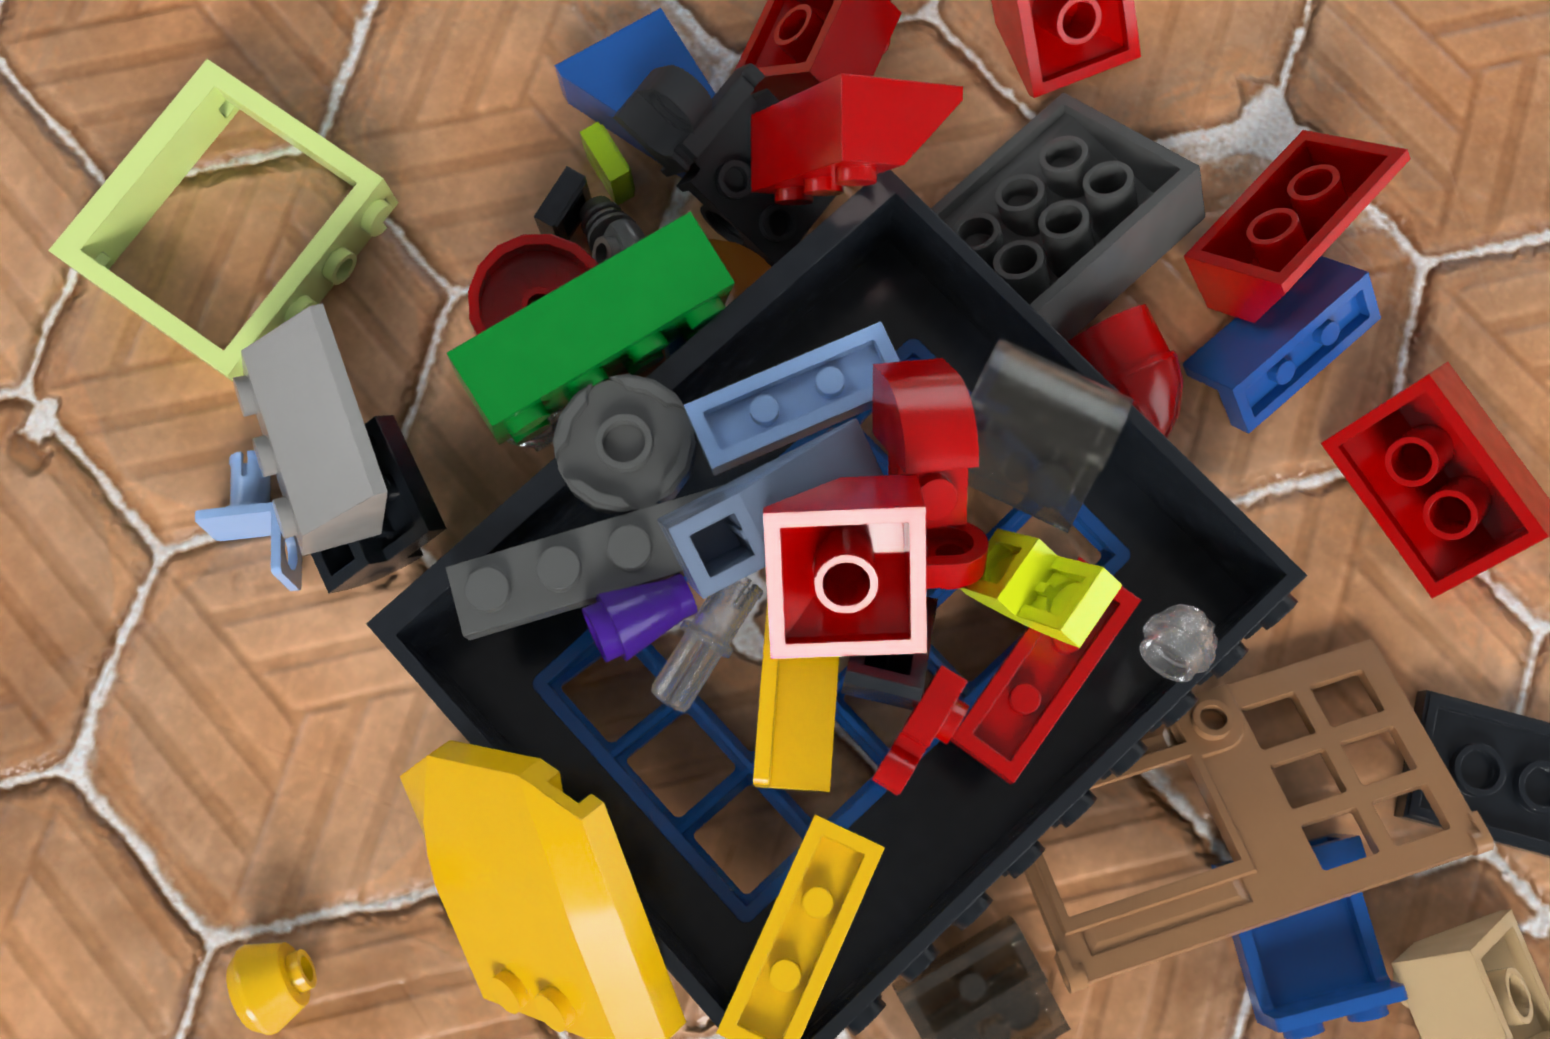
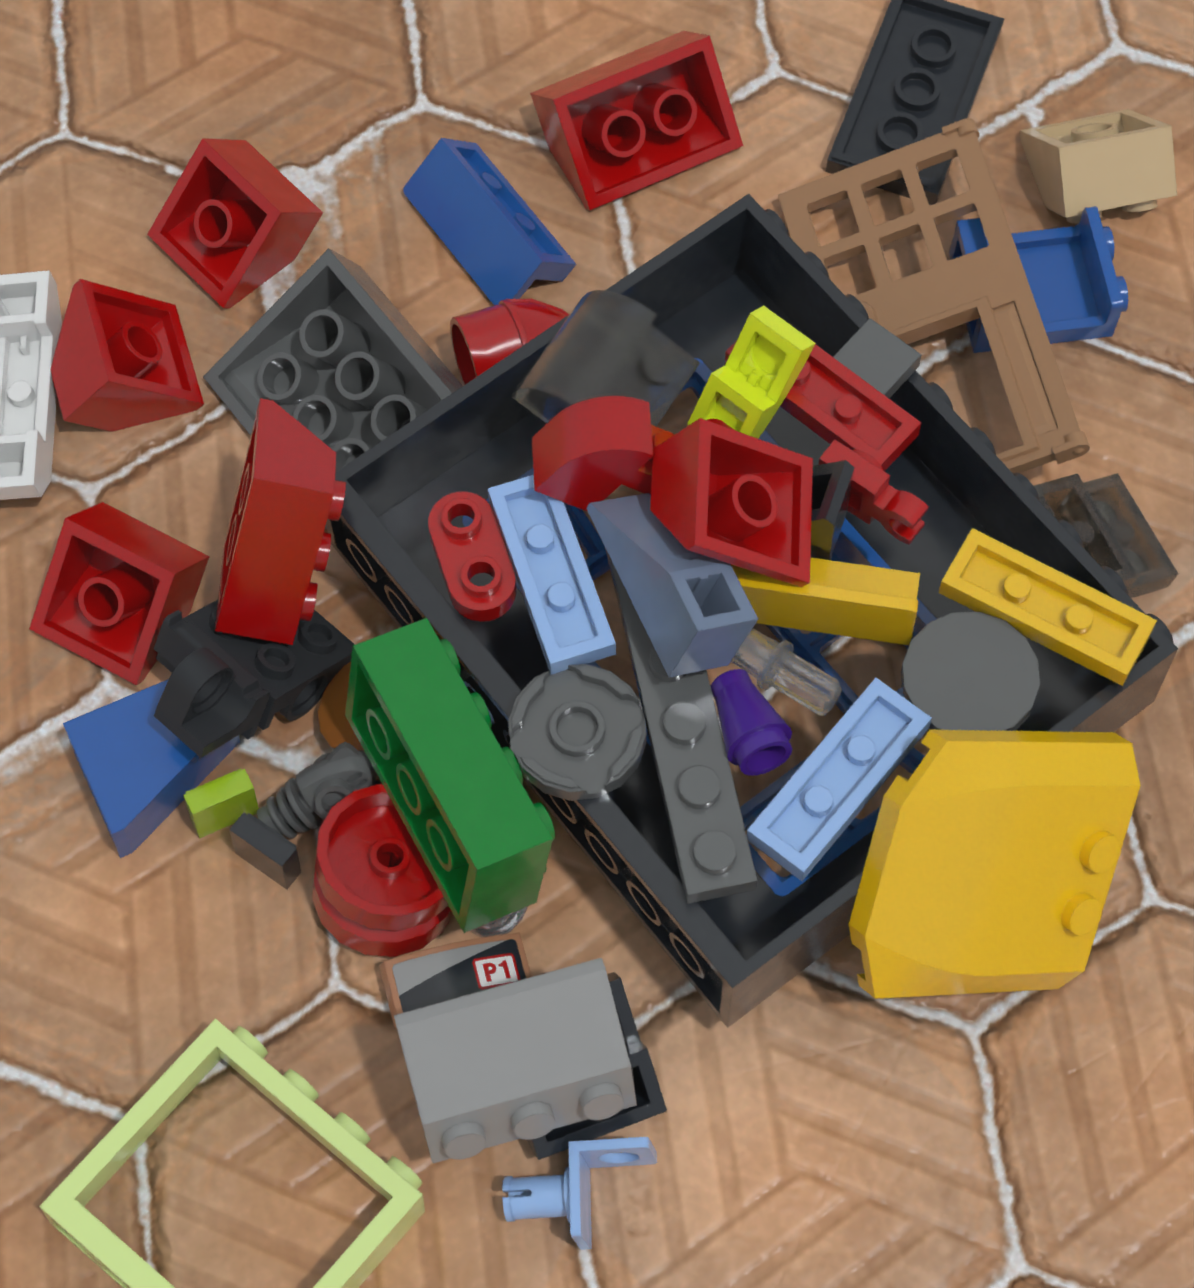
camera: 85 degrees left, 15 degrees down
(269, 984) = (1066, 1184): yellow cone -> none
(446, 405) = (453, 971): none -> slope
(581, 715) = (838, 779): none -> light blue plate
(712, 854) = (971, 673): none -> dark grey tile
(812, 316) = (469, 552): none -> red plate
(1097, 730) = (879, 358): none -> dark grey tile
(1179, 642) = (806, 288): clear plate -> none
(1243, 90) = (233, 220): none -> red slope
(1288, 220) = (388, 187): red slope -> none

